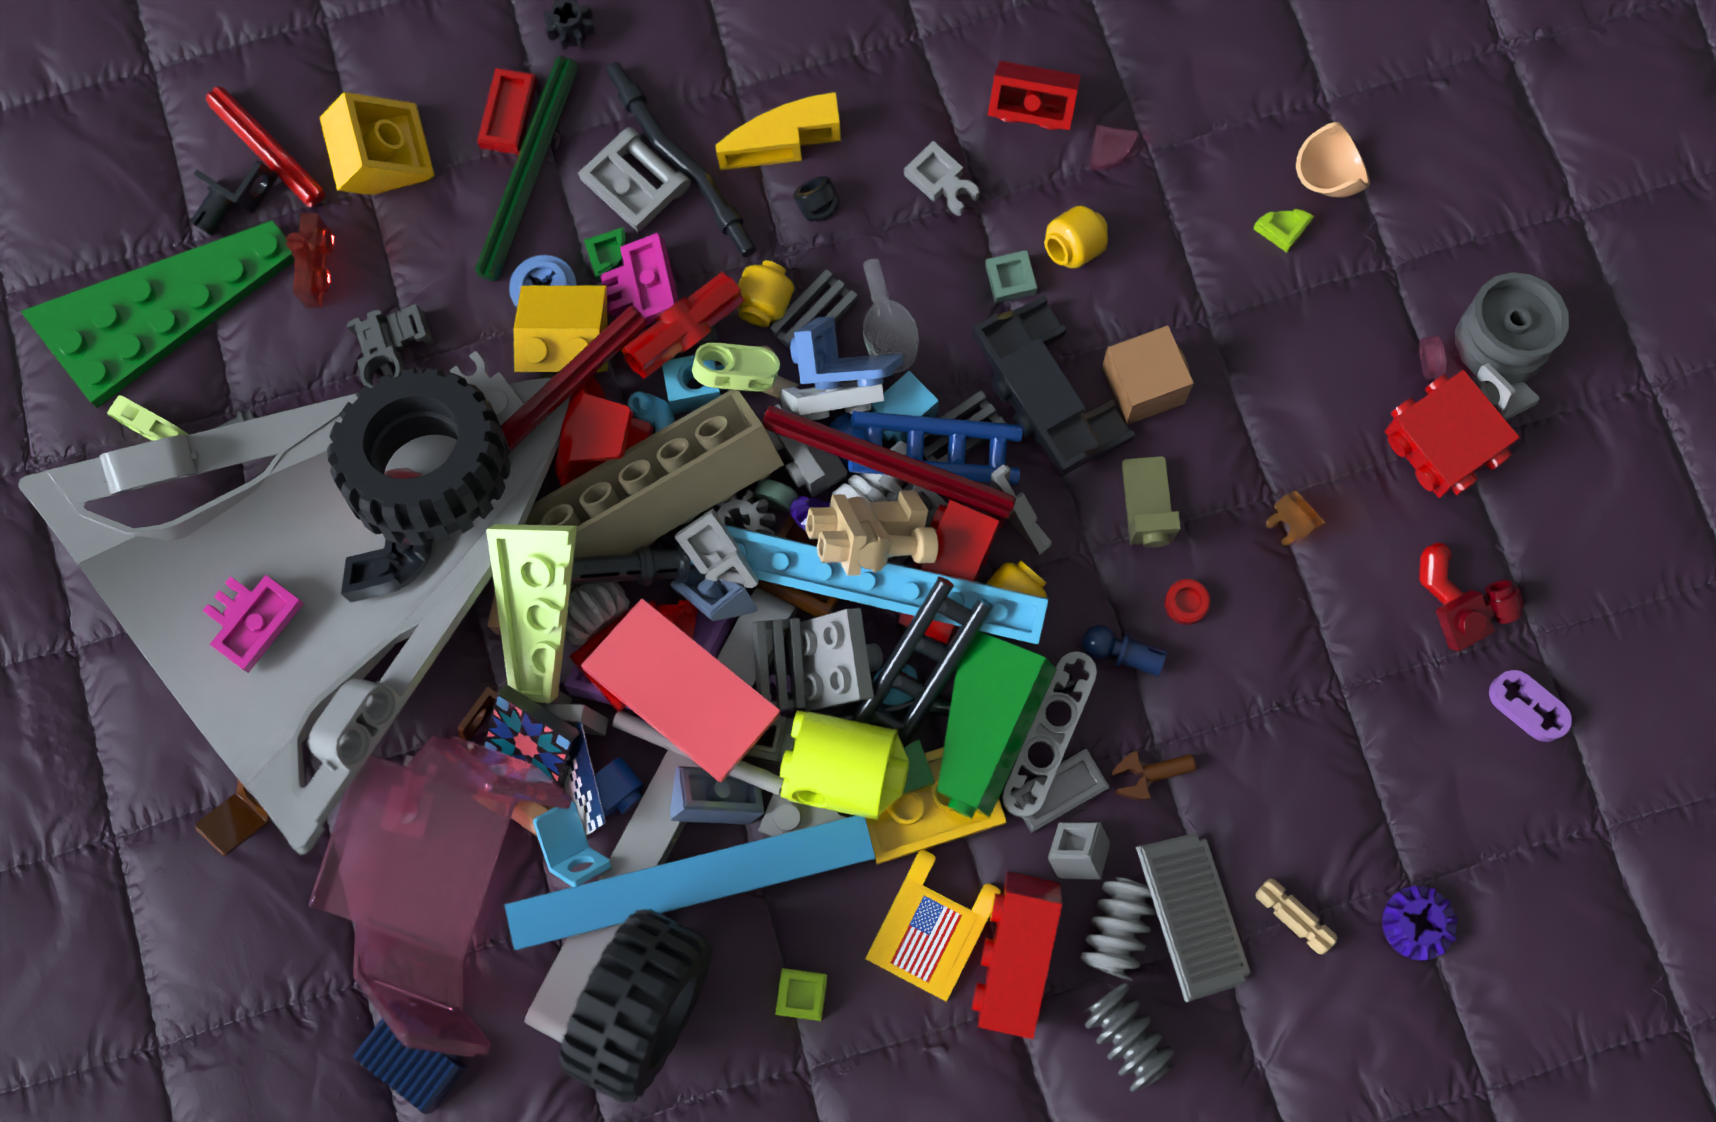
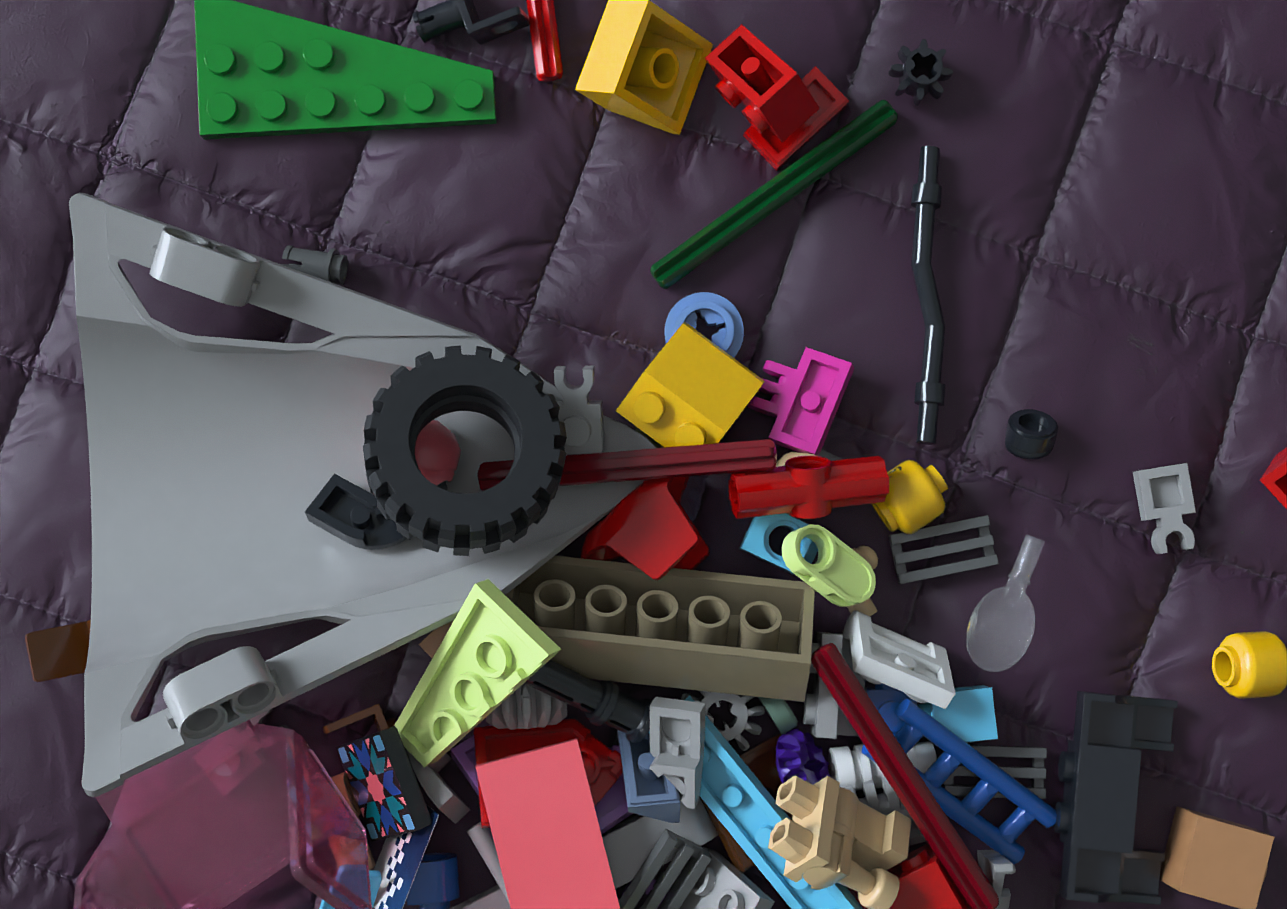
camera: 30 degrees right, 10 degrees up
(142, 420) = (239, 199): yellowish green piece -> none
(251, 620) = (206, 469): dark pink hinge -> none
(310, 255) = (502, 137): clear red plate -> none
(385, 336) = (519, 274): dark grey piece -> none
(462, 96) = (761, 83): none -> red brick
(605, 251) = (789, 338): green tile -> none
(625, 188) = (853, 285): light grey plate -> none
(651, 409) = (722, 539): medium azure arm -> none
(780, 132) = (1046, 344): yellow slope -> none
(818, 359) = (929, 640): medium blue bracket -> none
(1011, 276) = (1159, 652): sand green tile -> none

